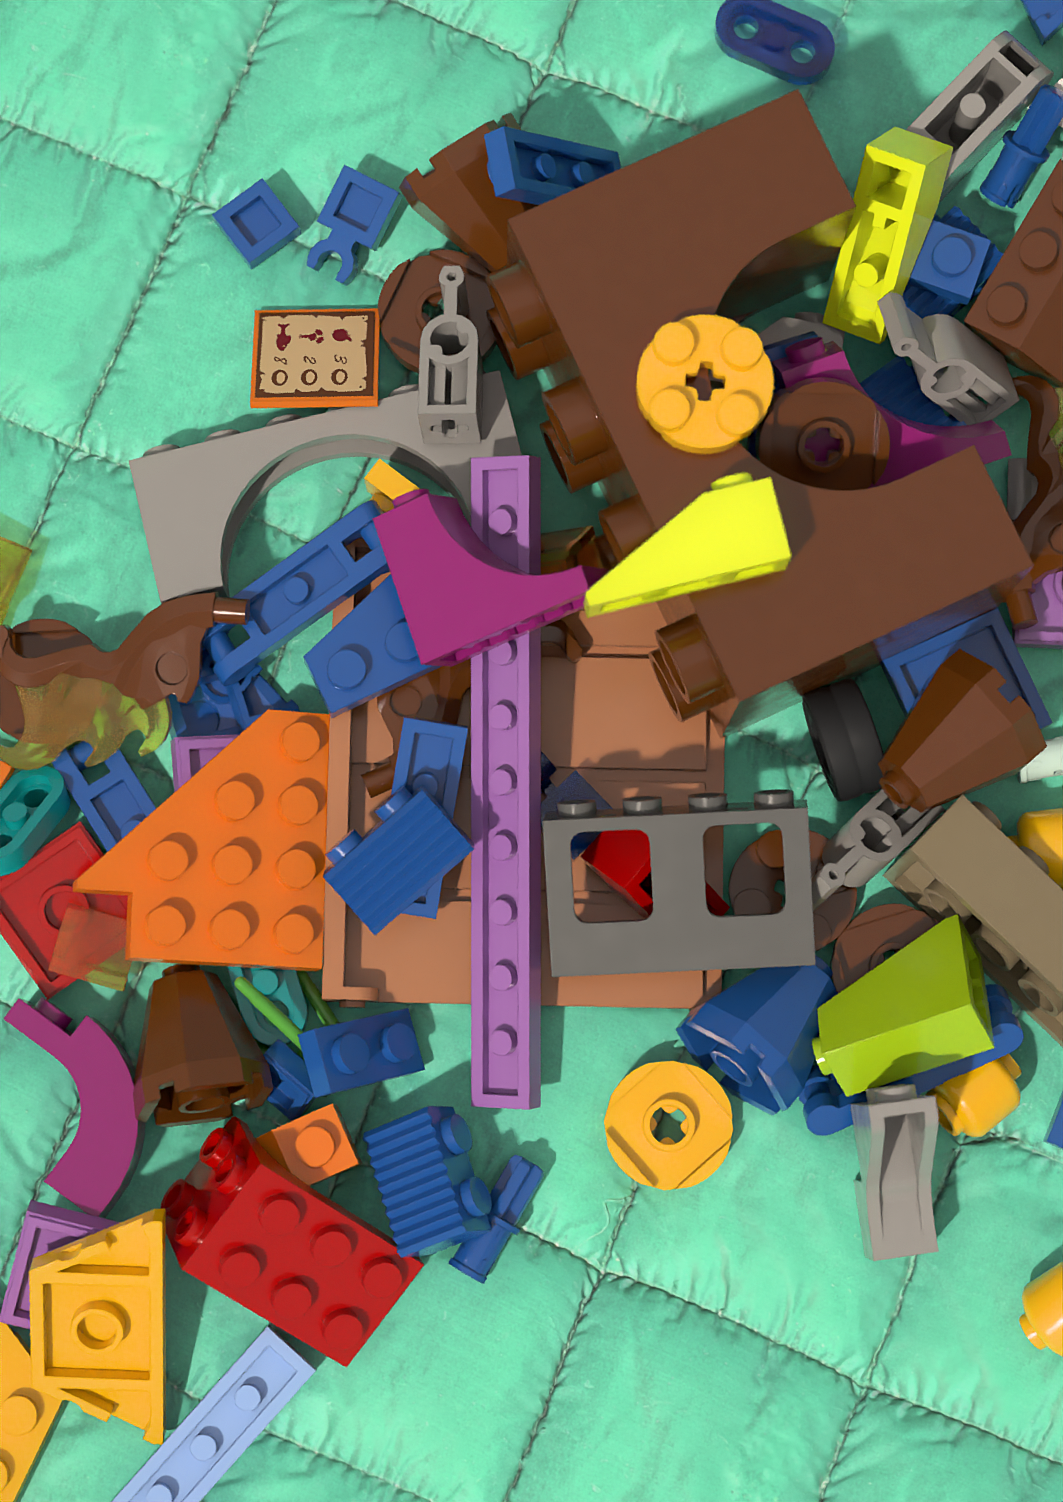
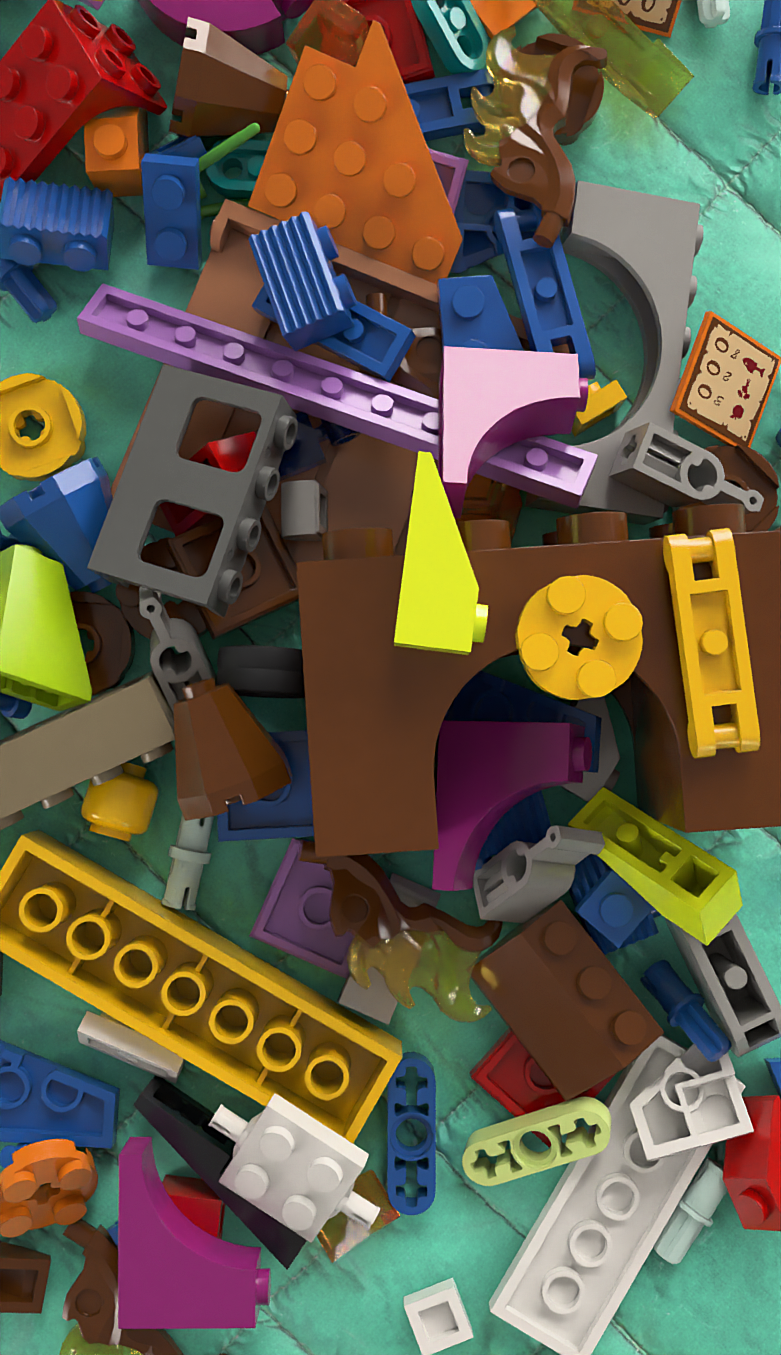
camera: 110 degrees right, 5 degrees up
(647, 769) = (303, 510): none -> light grey brick
(657, 249) = (712, 643): none -> yellow plate
(745, 855) = (267, 573): none -> reddish brown plate
(848, 415) = (529, 741): reddish brown plate -> none

